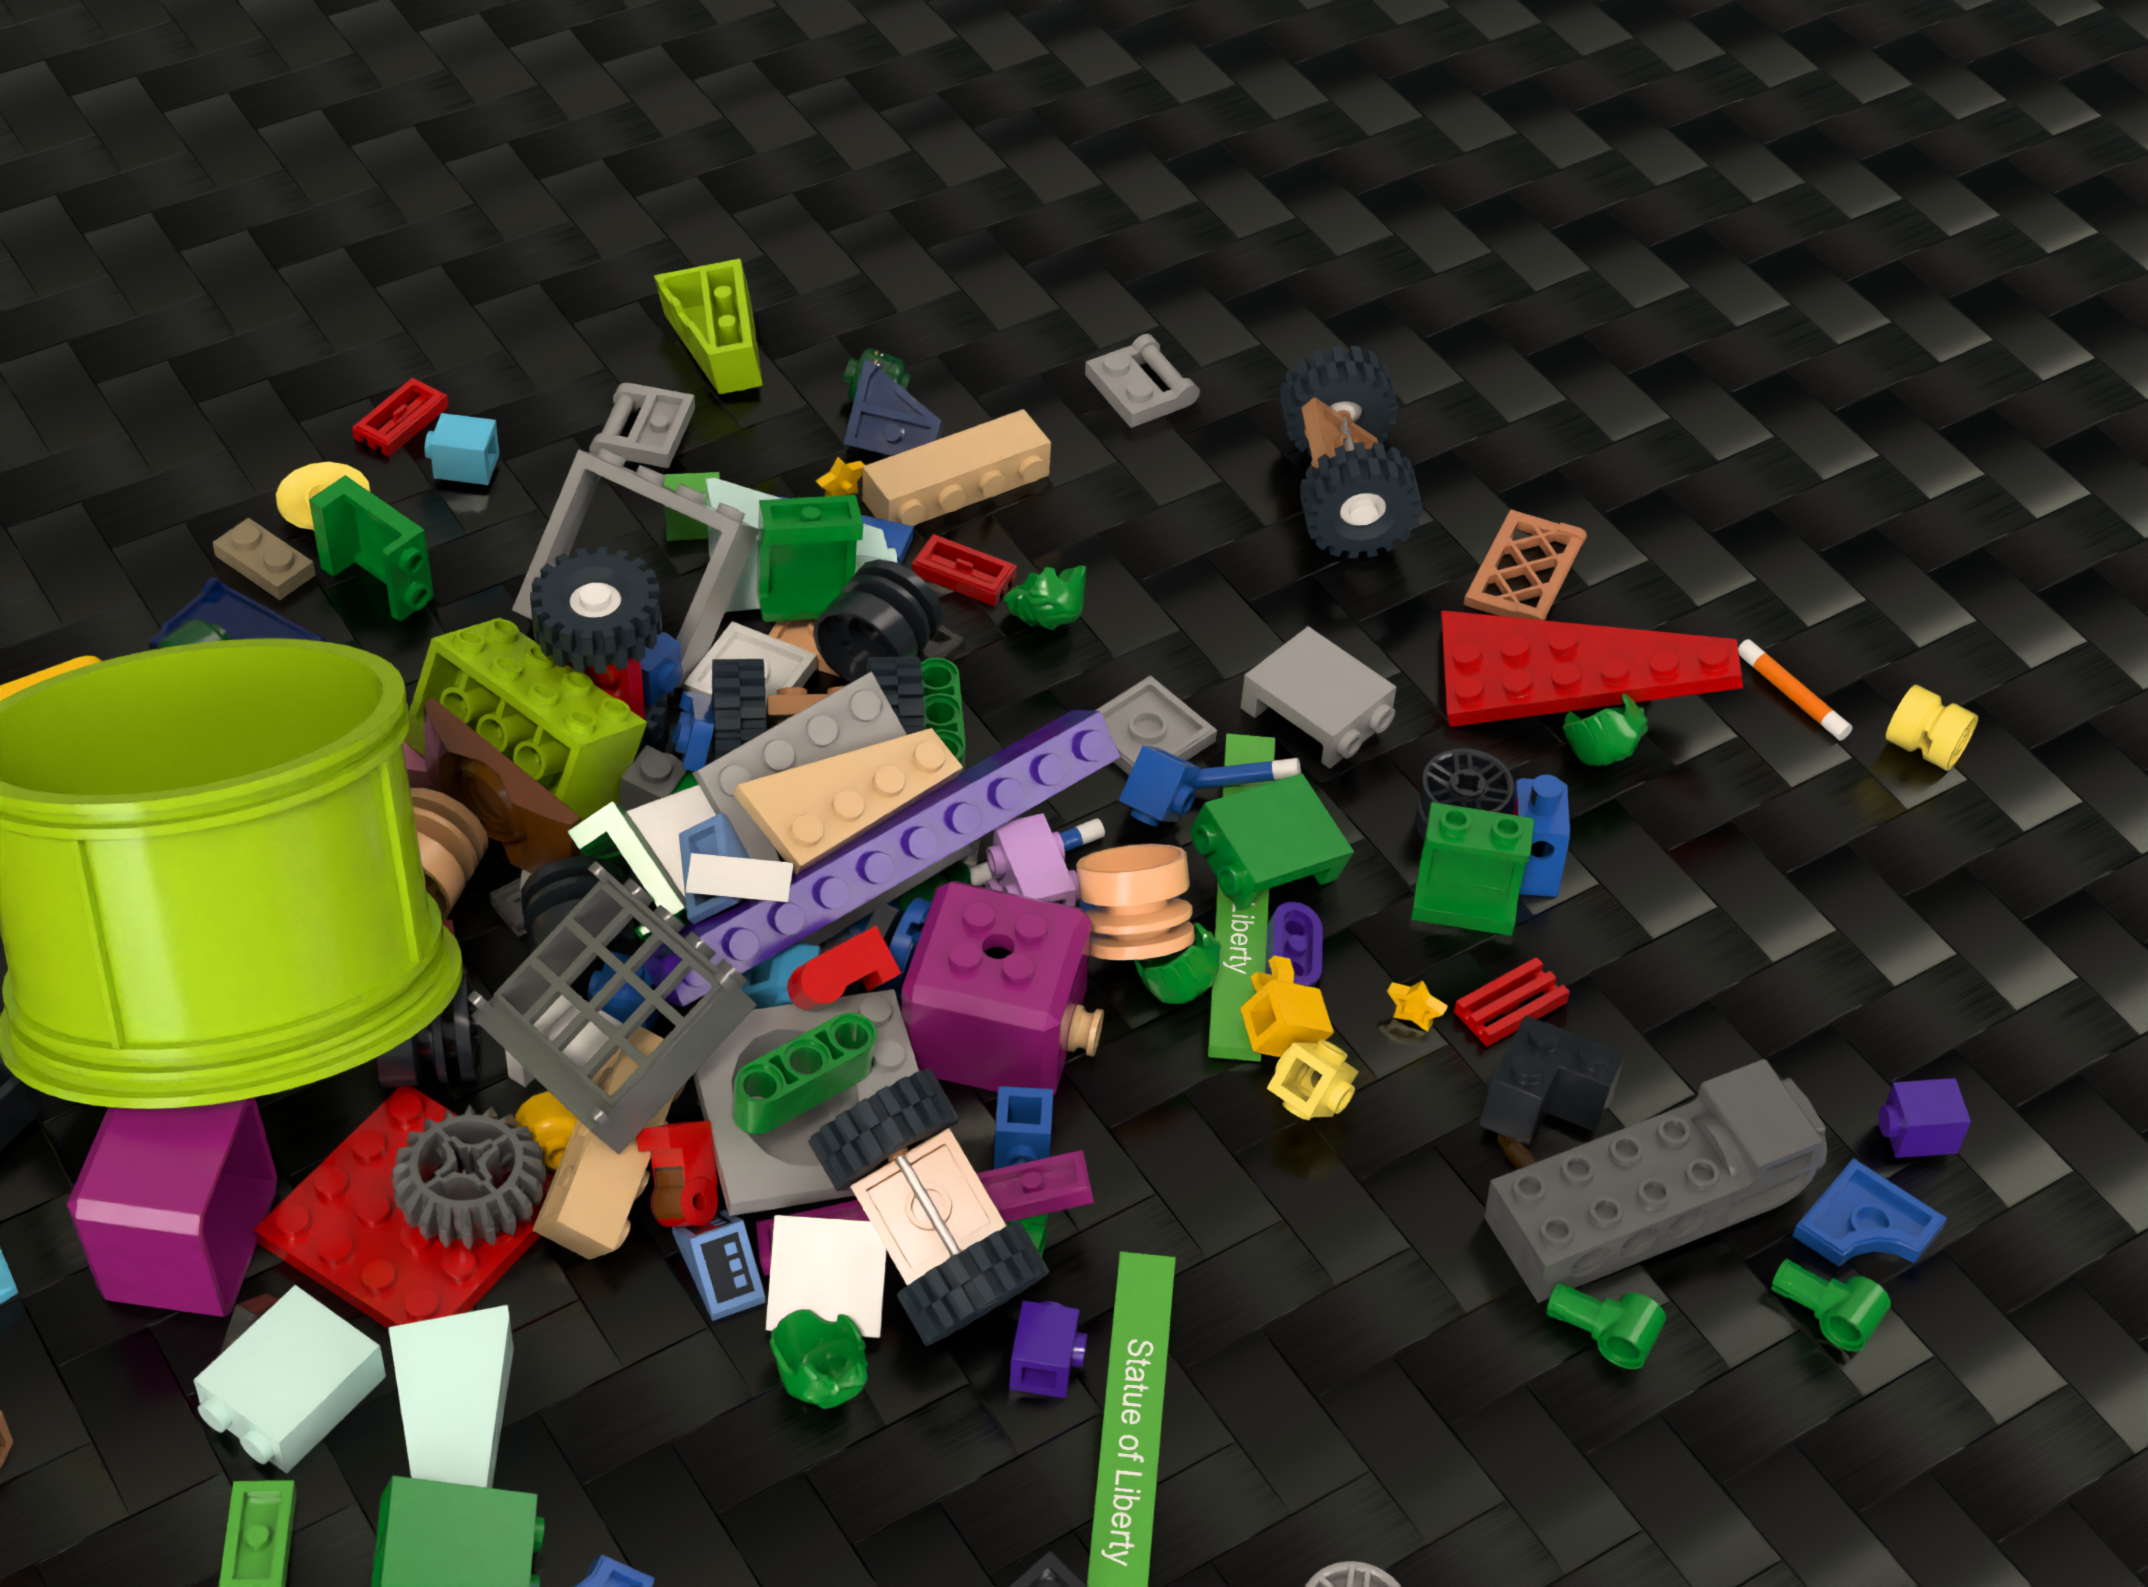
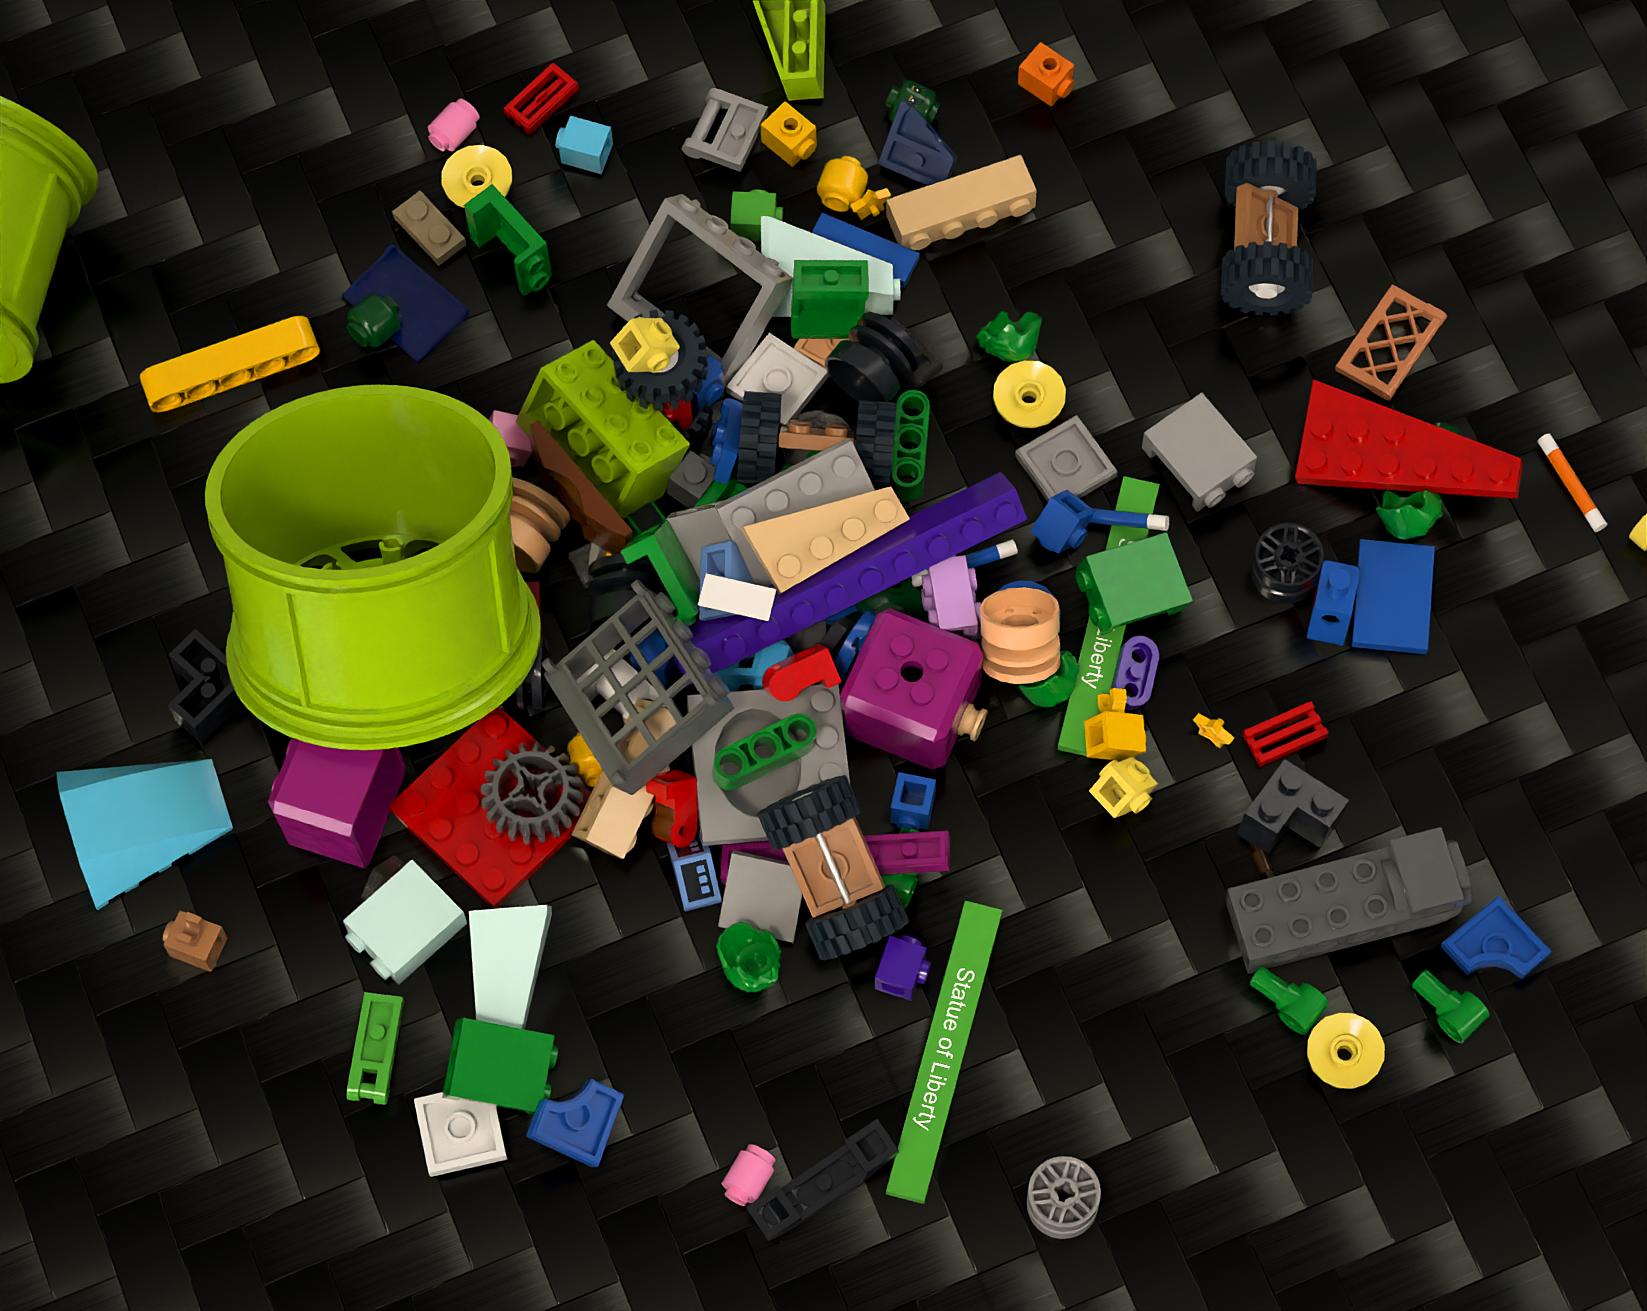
camera: 15 degrees right, 20 degrees up
(287, 446) = (453, 125): none -> bright pink brick
(575, 570) = (645, 345): none -> light yellow brick
(725, 421) = (789, 134): none -> yellow brick
(800, 461) = (842, 183): none -> yellow head
(960, 574) = (945, 306): red tile -> none
(1036, 339) = (1046, 74): none -> orange brick
(1084, 656) = (1032, 380): none -> light yellow dish
(1132, 390) = (1114, 127): light grey plate -> none
(1472, 868) = (1275, 630): green panel -> none
(1613, 835) = (1393, 596): none -> blue tile
(1709, 1358) = (1349, 1033): none -> light yellow dish
(1924, 1118) = (1555, 874): dark purple brick -> none

